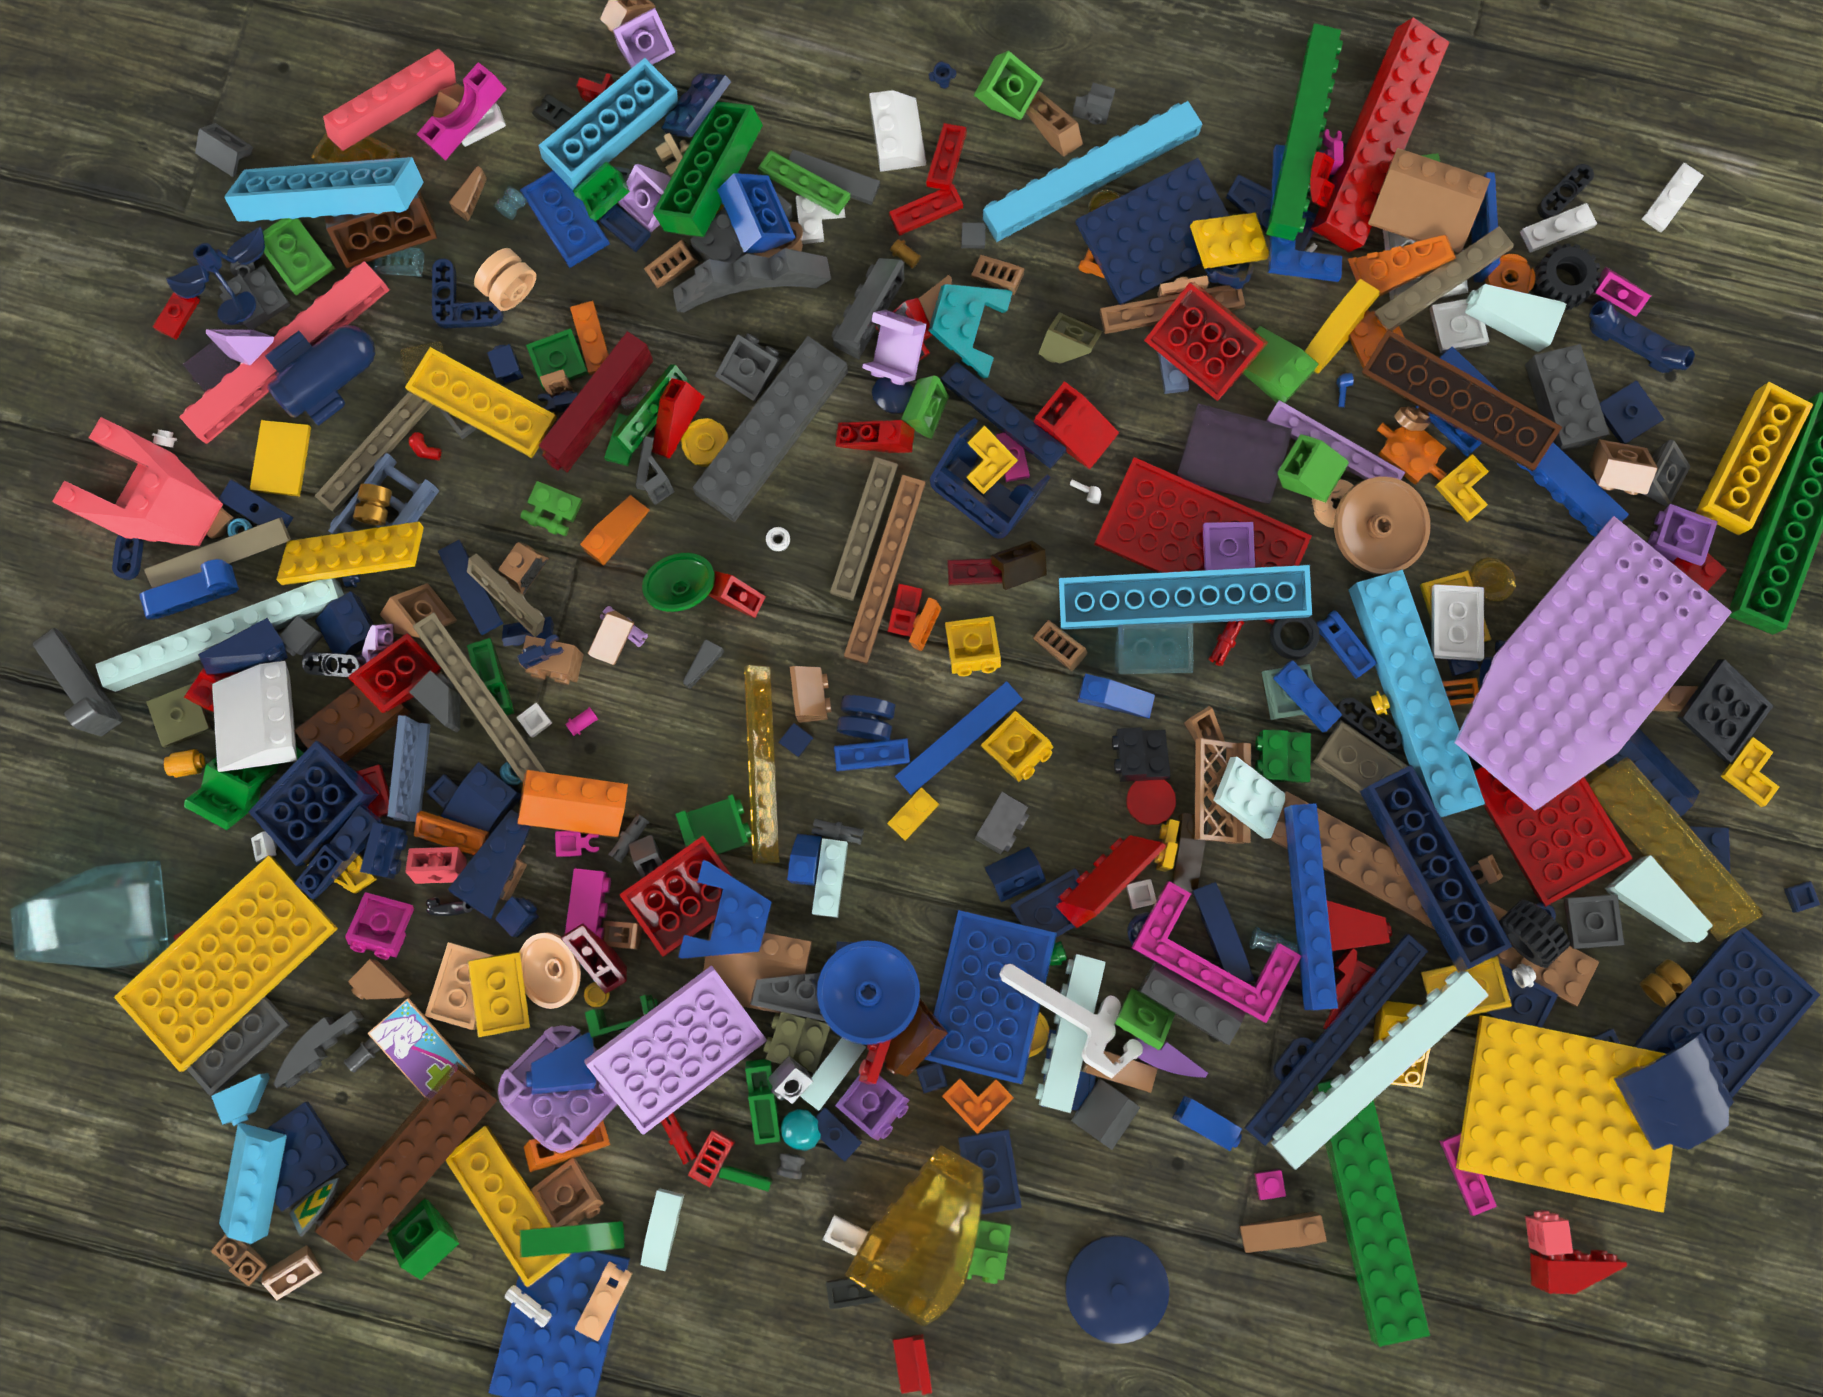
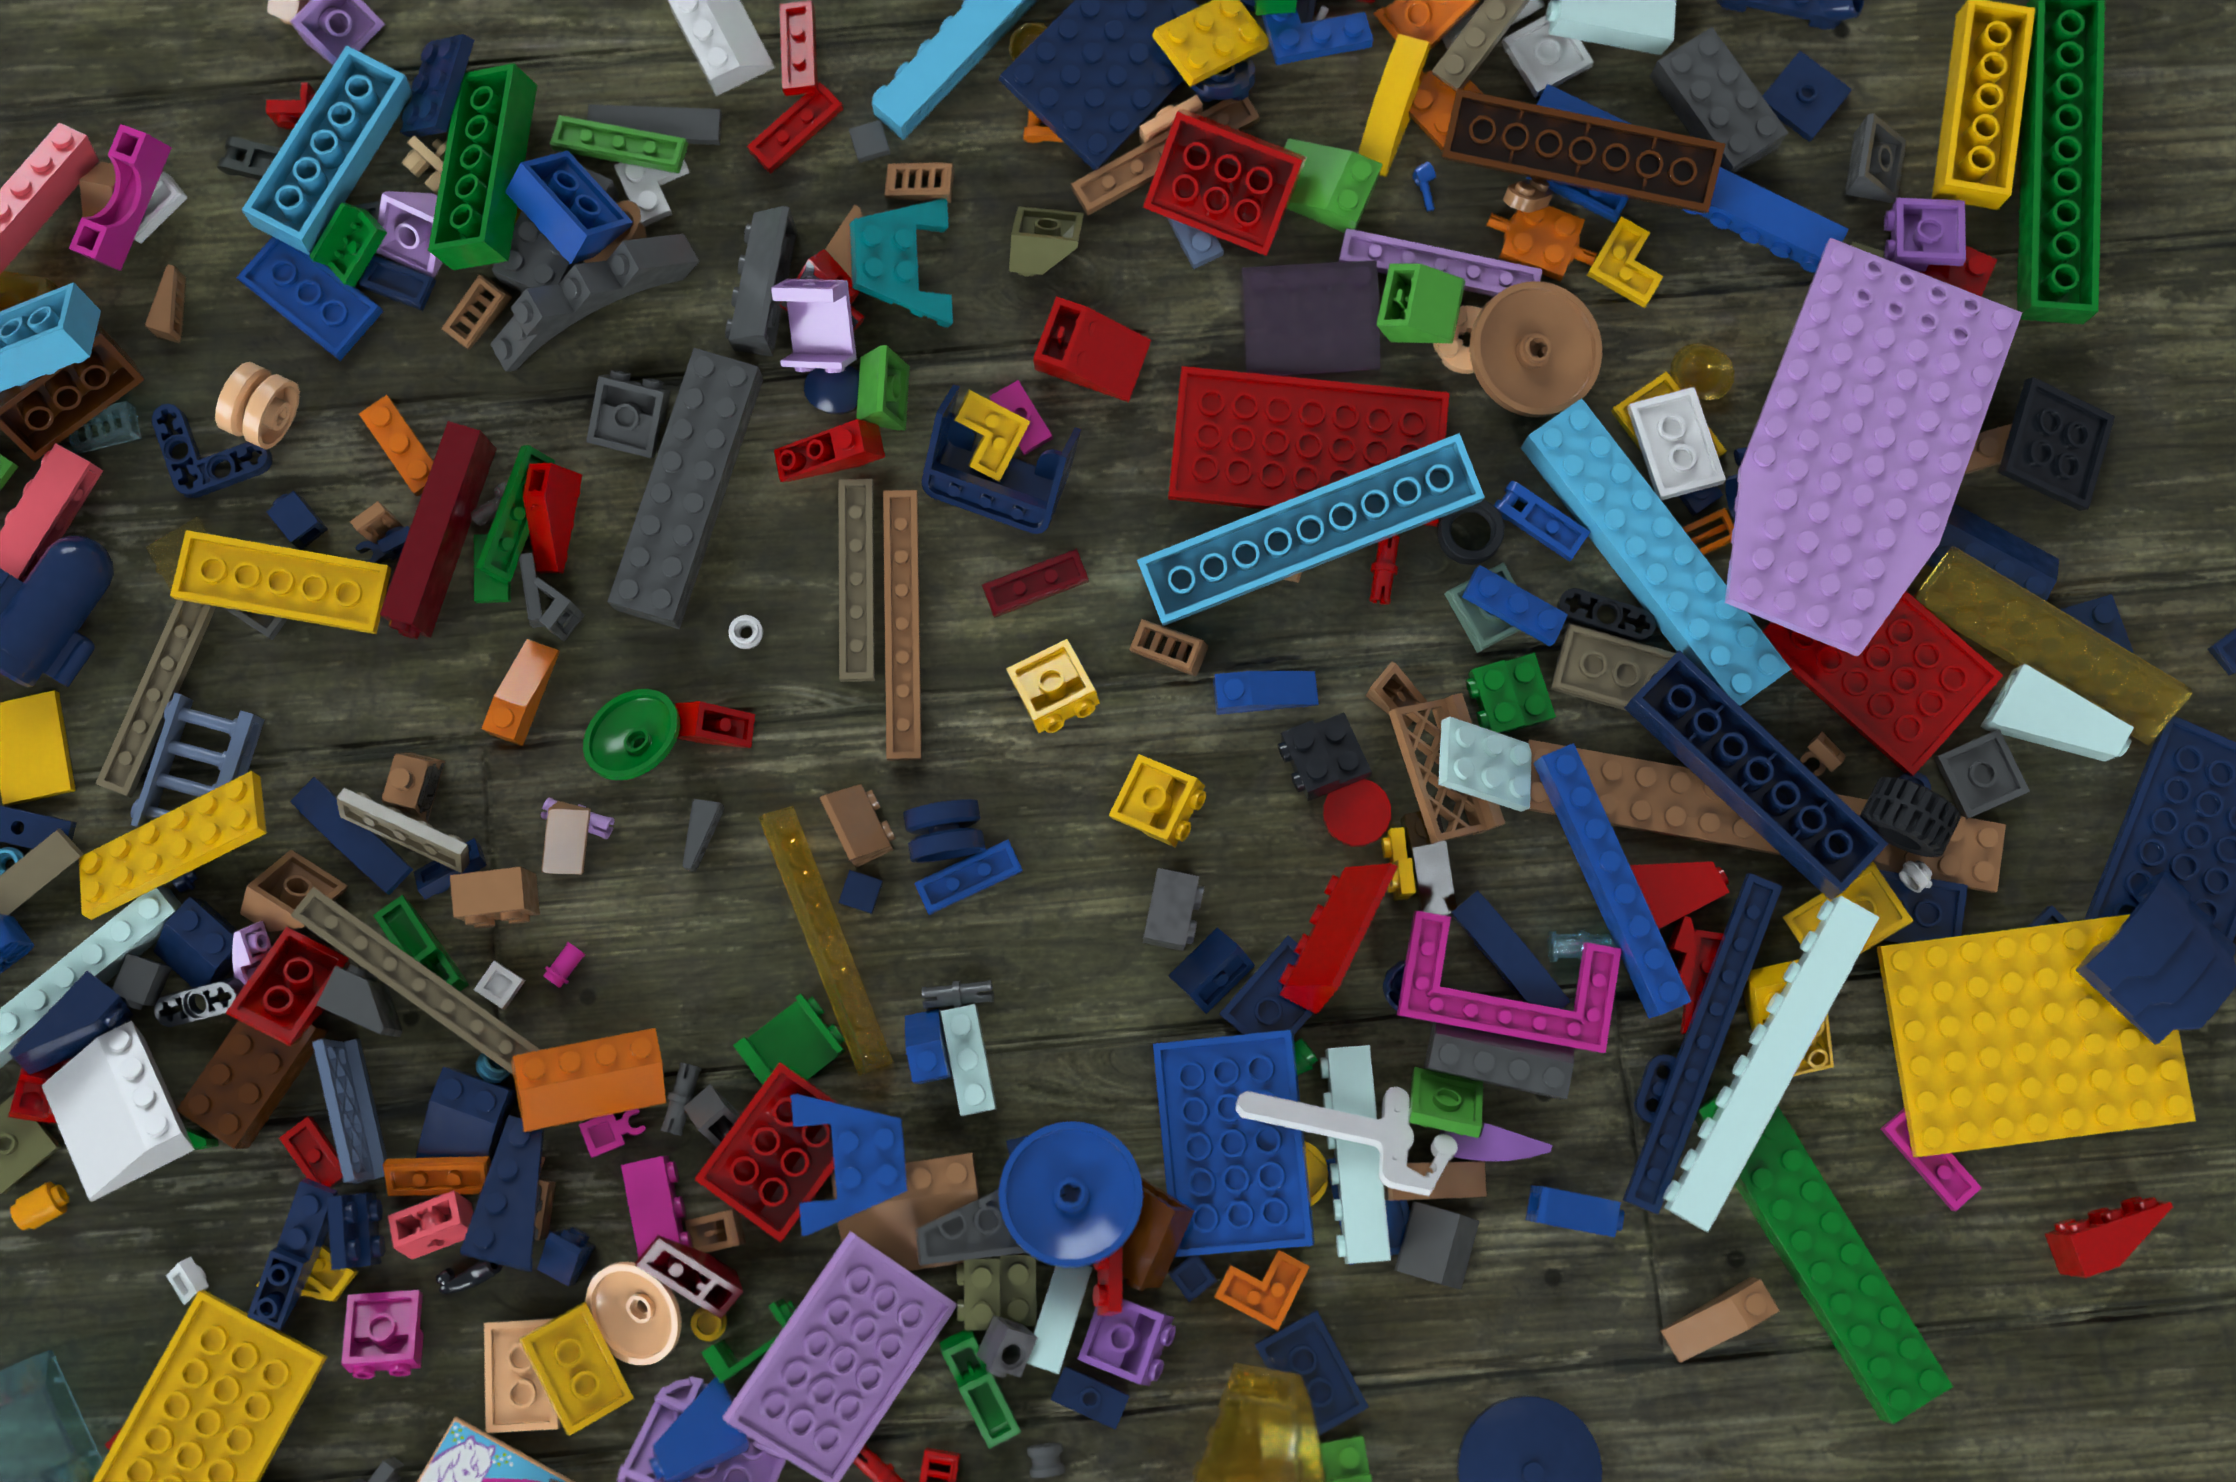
camera: 20 degrees left, 0 degrees up
(228, 794) = (115, 1228): green bracket -> none
(311, 803) = (233, 1200): dark blue slope -> none
(372, 504) = (179, 769): pearl gold wheel -> none
(376, 982) = (406, 1410): medium nougat slope -> none
(418, 445) = (220, 672): red arm -> none
(443, 790) = (407, 1121): dark blue tile -> none
(510, 203) = (229, 299): clear light blue wheel -> none
(534, 655) = (471, 898): dark blue plate -> none
(554, 502) = (426, 682): bright green plate -> none
(557, 353) = (362, 482): green plate -> none
(703, 441) = (601, 534): yellow tile -> none
(800, 1130) = (1042, 1407): teal hair -> none
(905, 253) = (786, 194): pearl gold pin -> none
(905, 610) = (947, 669): red slope -> none
(913, 814) = (1050, 937): yellow plate -> none
(924, 624) = (979, 680): orange plate -> none
(958, 738) = (1076, 816): blue tile -> none
(1003, 415) = (990, 367): dark blue plate -> none
(1020, 564) = (1080, 557): dark brown panel -> none
(1094, 492) = (1144, 430): white hand -> none
(1141, 894) = (1386, 939): white plate -> none
(1154, 648) = (1294, 610): clear light blue slope -> none
(1228, 545) = (1345, 442): medium lavender plate -> none
(1270, 1184) = (1681, 1262): dark pink plate -> none
(1380, 703) = (1612, 583): yellow plate -> none
(1548, 1233) = (2059, 1199): coral brick -> none
(1623, 467) = (1820, 170): brick -> none
(1665, 983) = (2099, 822): pearl gold wheel -> none
(1746, 773) = (2109, 516): yellow plate -> none

